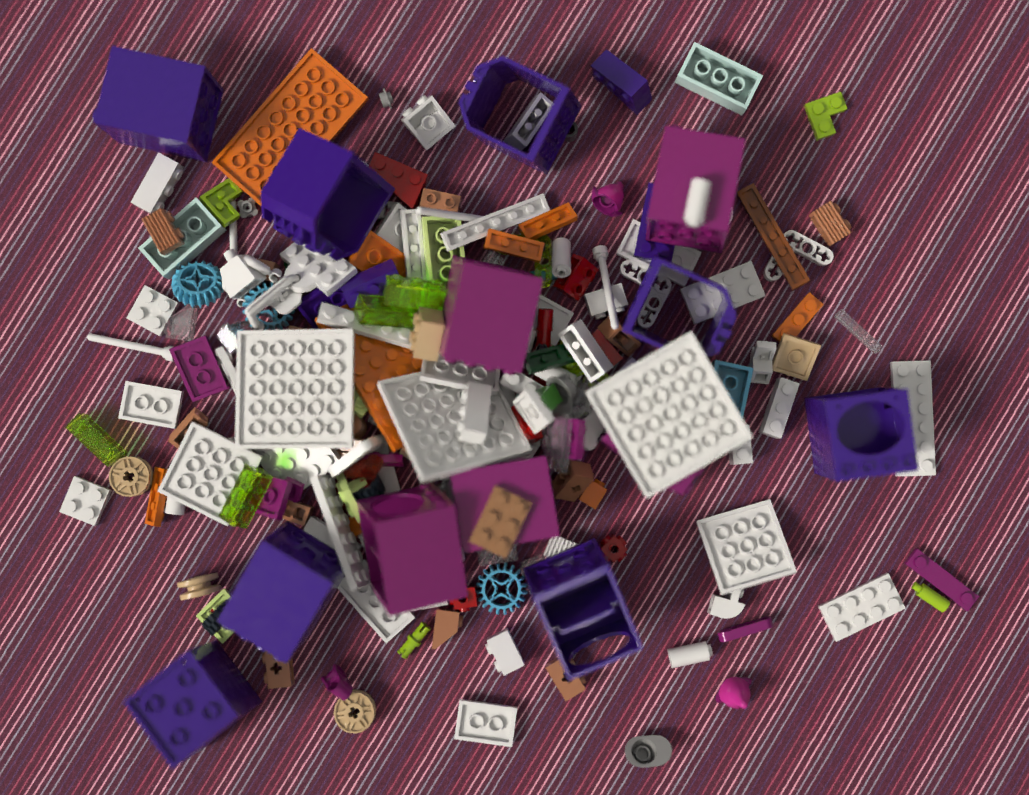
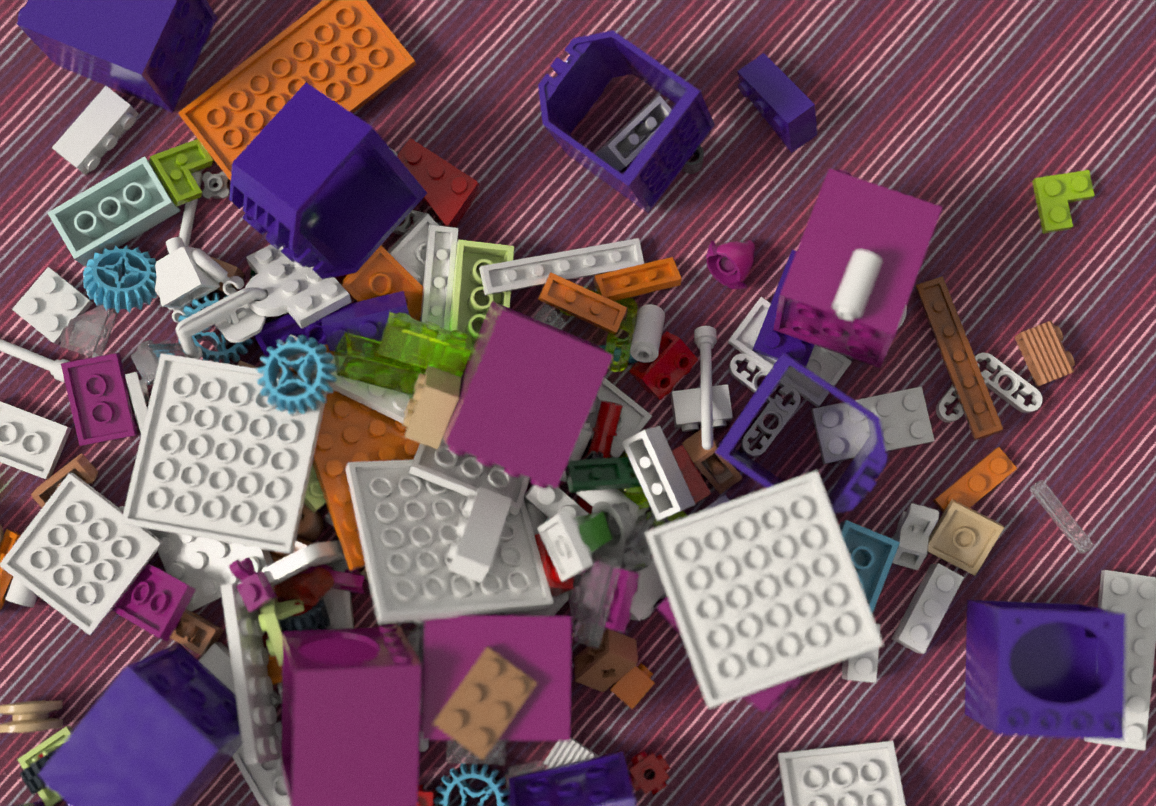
camera: 10 degrees right, 5 degrees down
(163, 230) = (87, 194): nougat brick -> none
(245, 496) = (123, 596): clear neon green brick -> none
(296, 491) = (199, 601): magenta plate -> none
(329, 335) = (288, 381): none -> medium azure gear
(332, 474) = (254, 587): none -> magenta plate
(386, 99) = (440, 68): light grey plate -> none
(427, 121) = (492, 109): white plate -> none
(440, 200) = (488, 225): nougat brick -> none
(447, 214) = (492, 241): white piece -> none
(718, 78) = (916, 121): light aqua brick -> none

